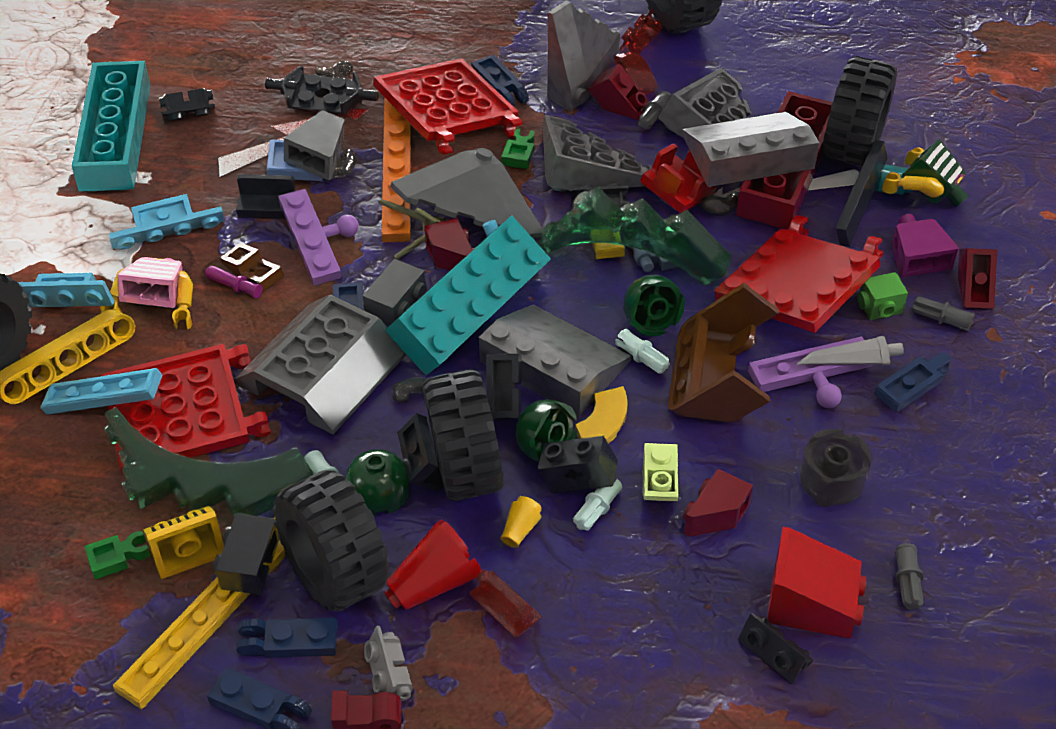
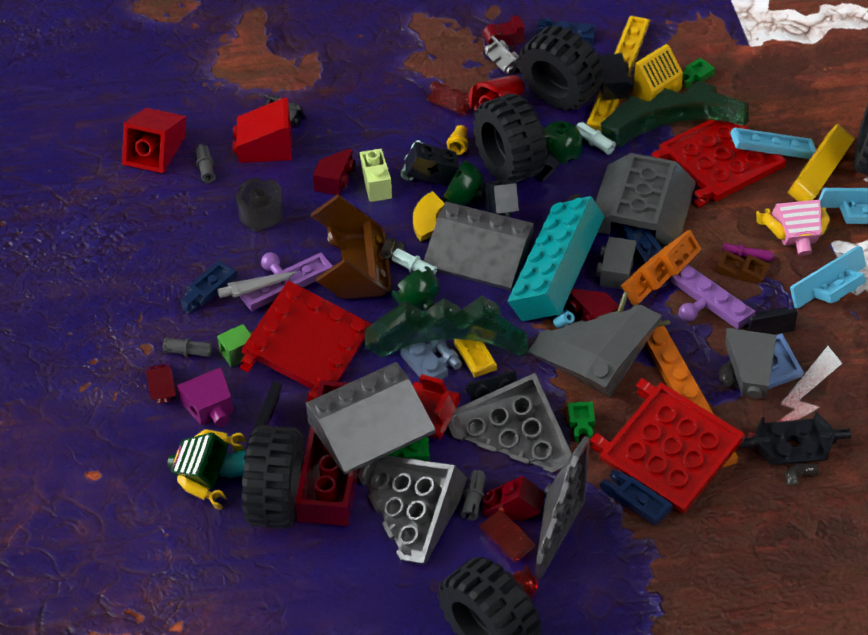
camera: 165 degrees right, 0 degrees up
(341, 271) = (661, 267): none -> orange slope
(668, 375) = (390, 246): none -> clear smoke arm
(991, 630) = (152, 139): none -> red slope

